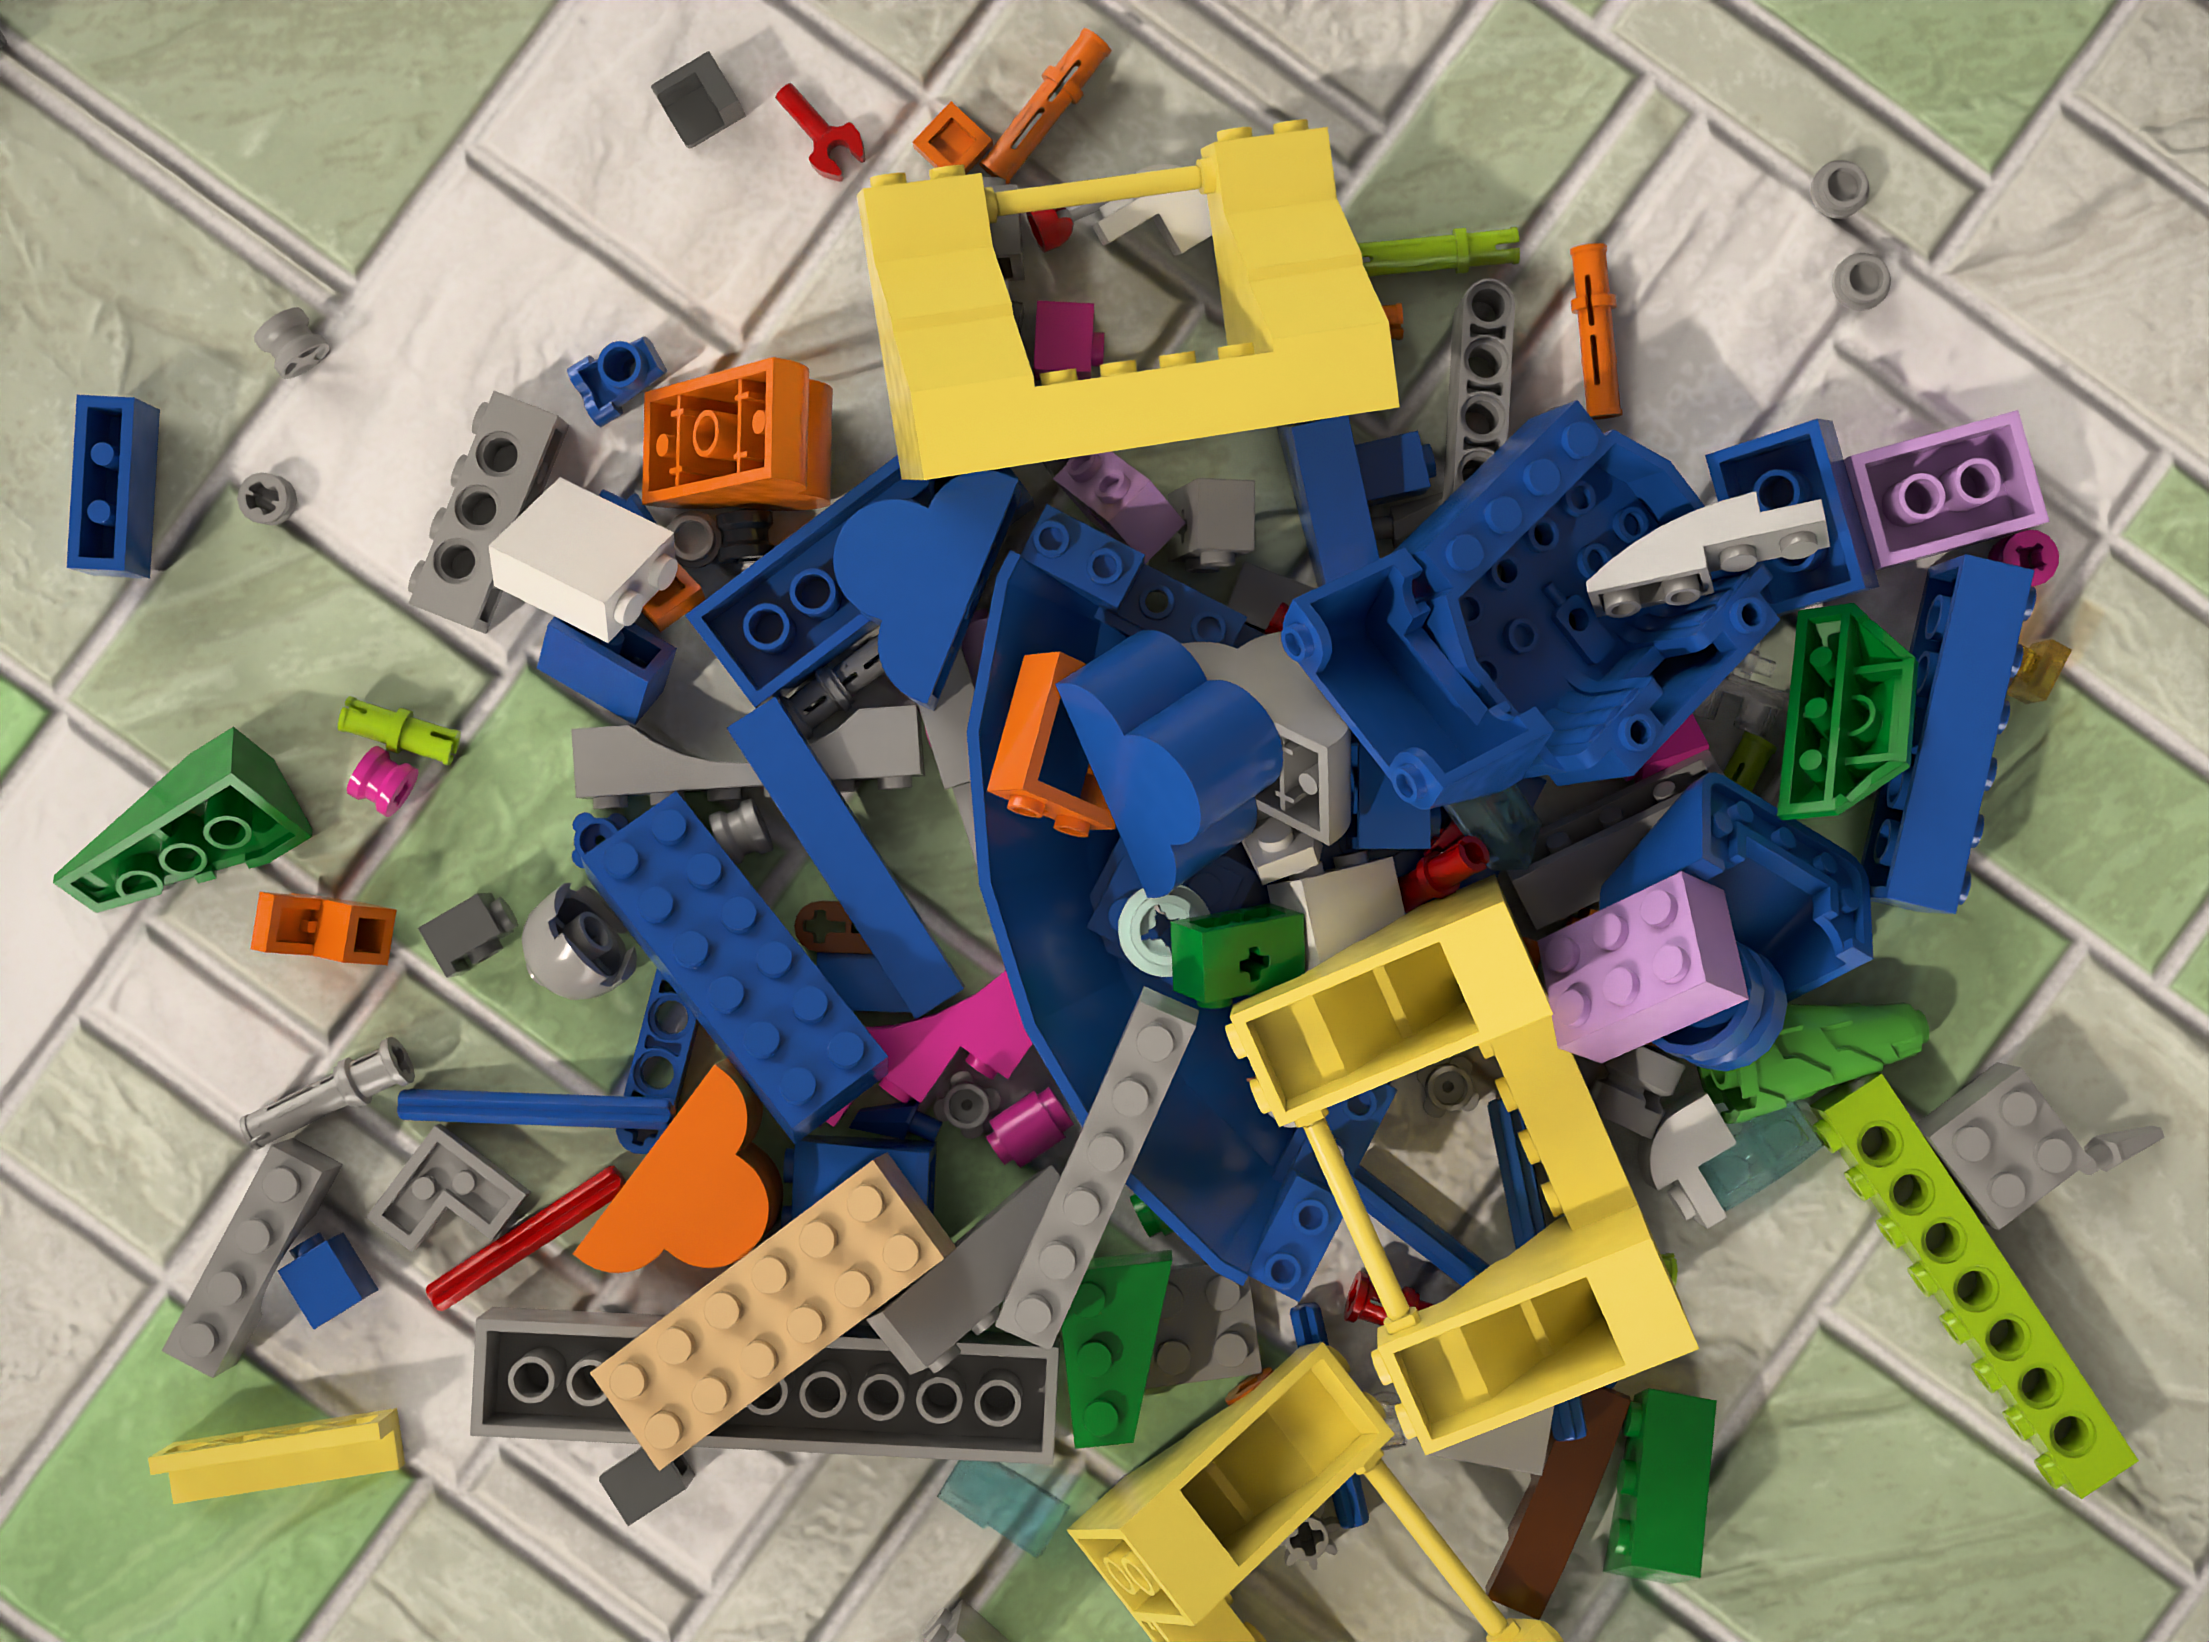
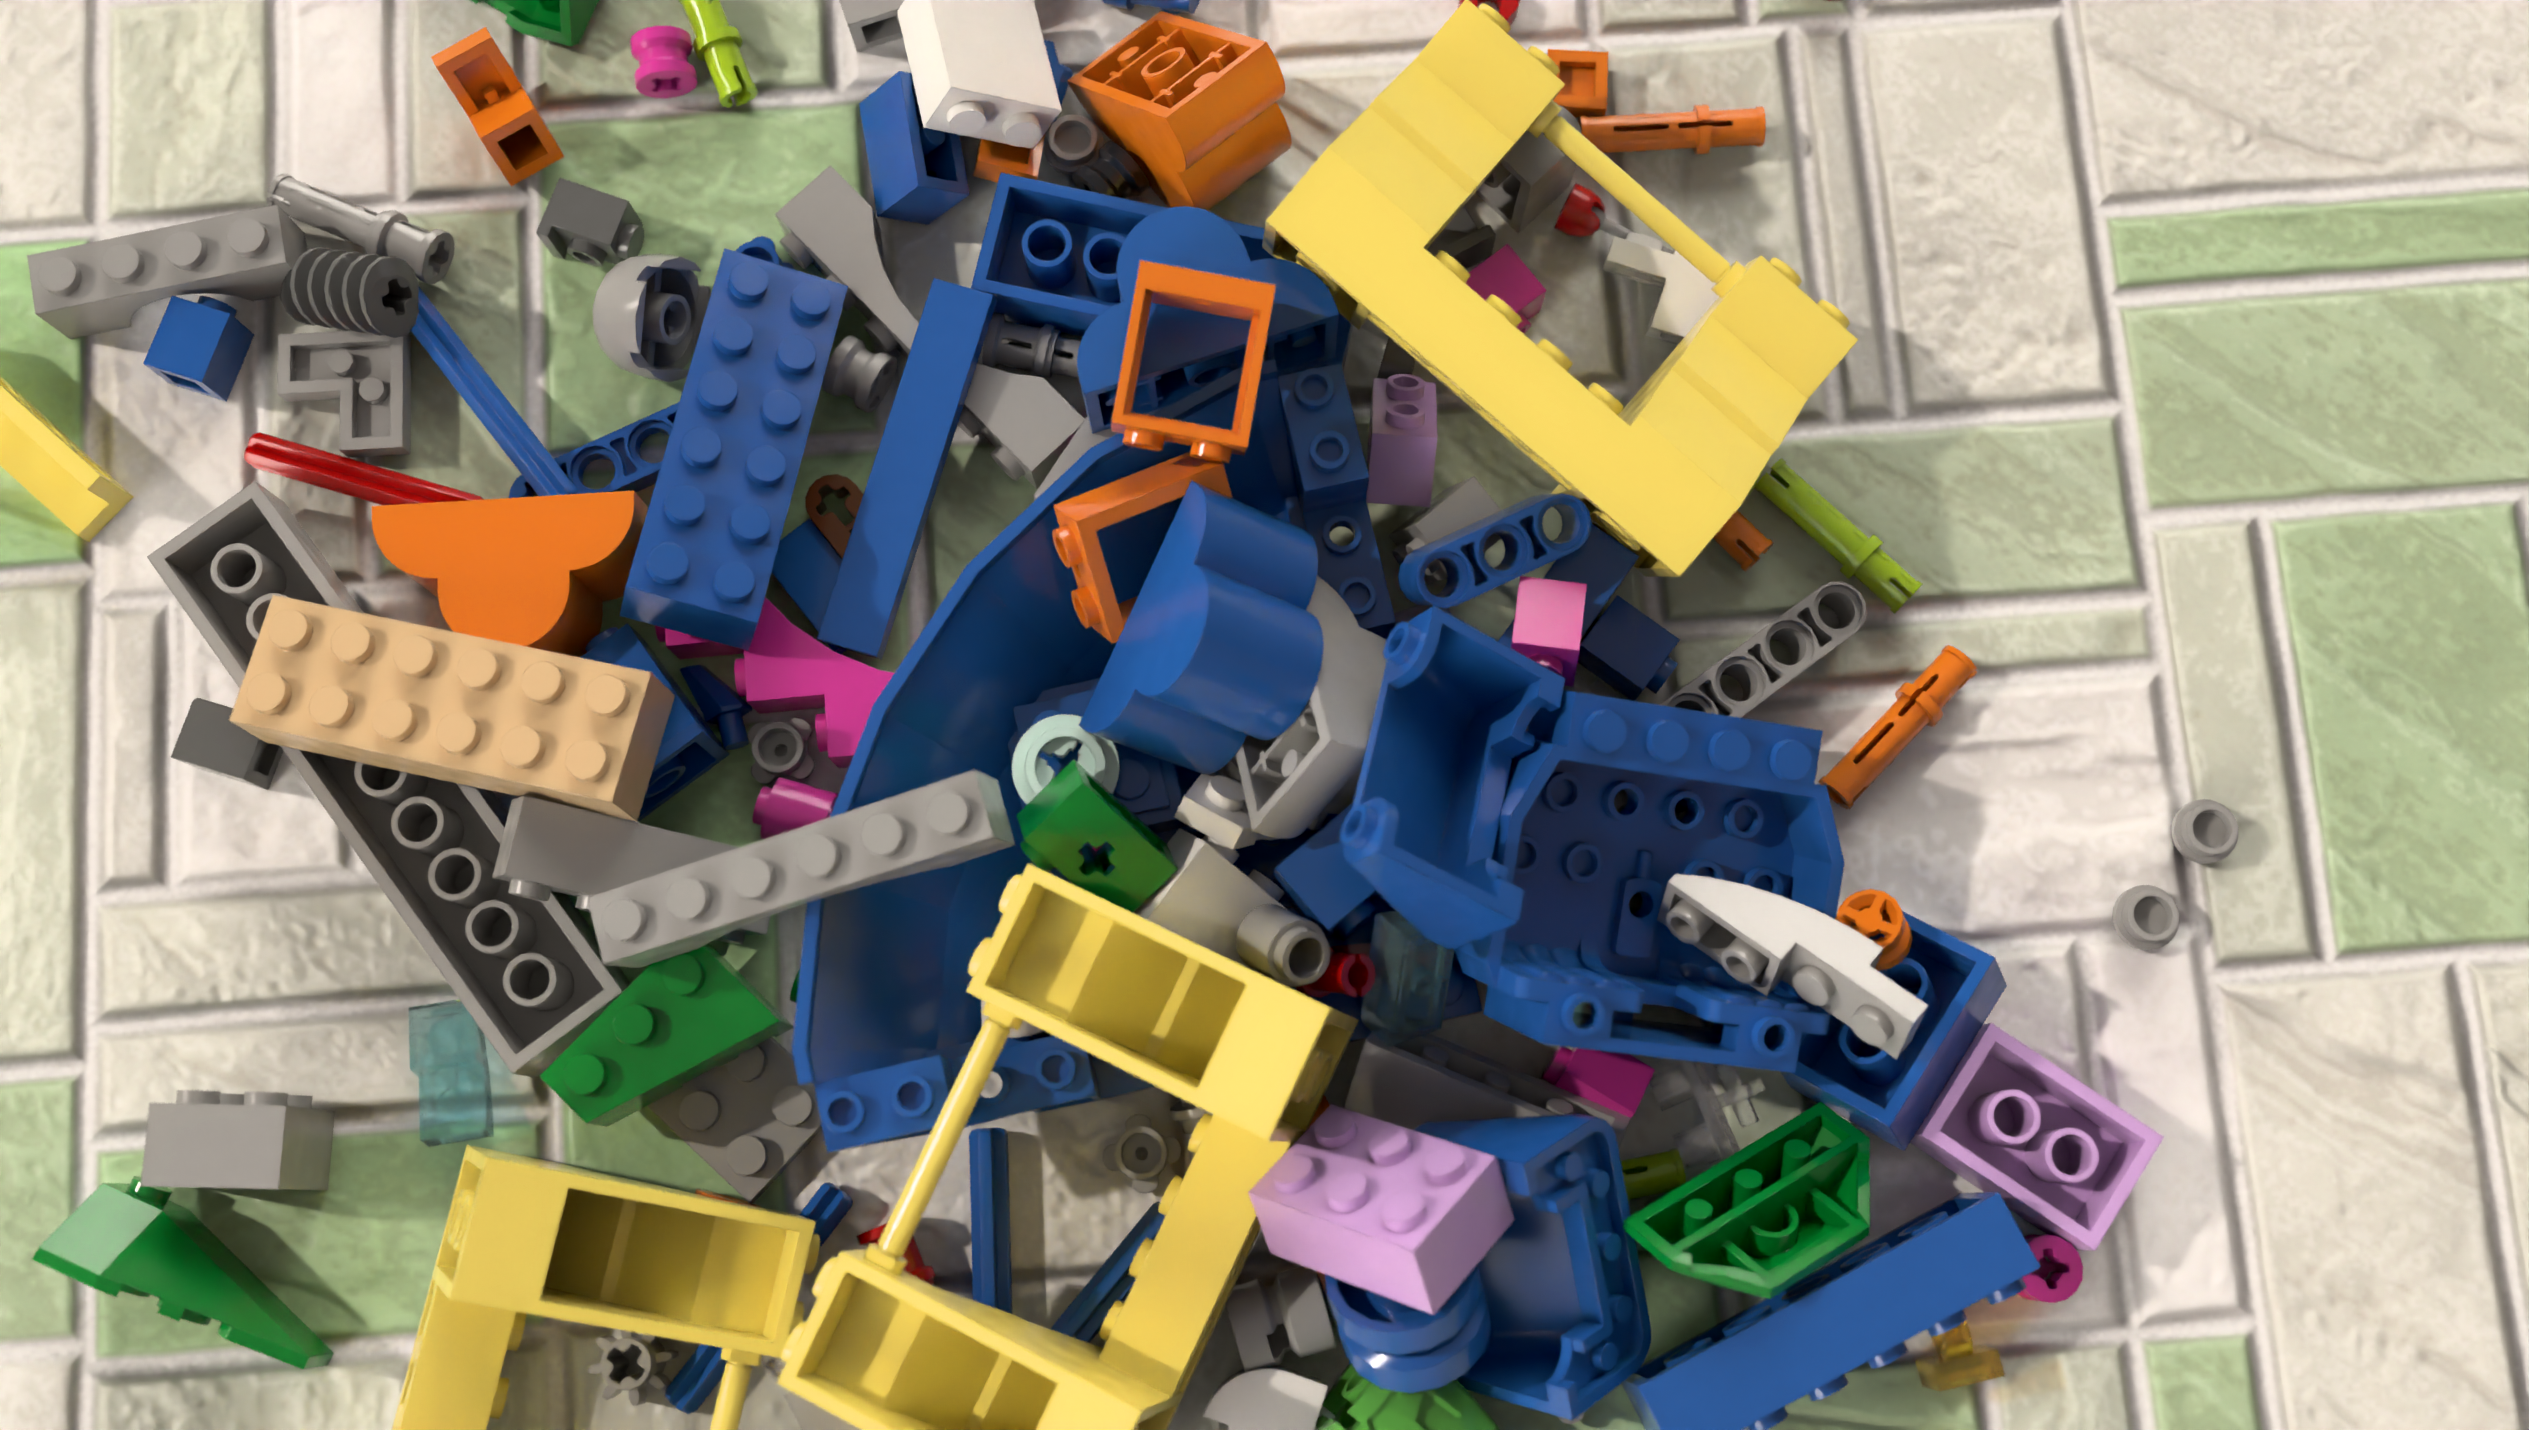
camera: 45 degrees right, 10 degrees down
(383, 1141) = (352, 292): none -> dark grey piece
(1037, 649) = (1205, 294): none -> orange window
(1284, 492) = (1524, 550): none -> blue beam
(1351, 523) = (1550, 624): none -> brick
(1412, 886) = (1283, 945): none -> light grey brick
(1715, 482) = (1876, 913): none -> orange wheel

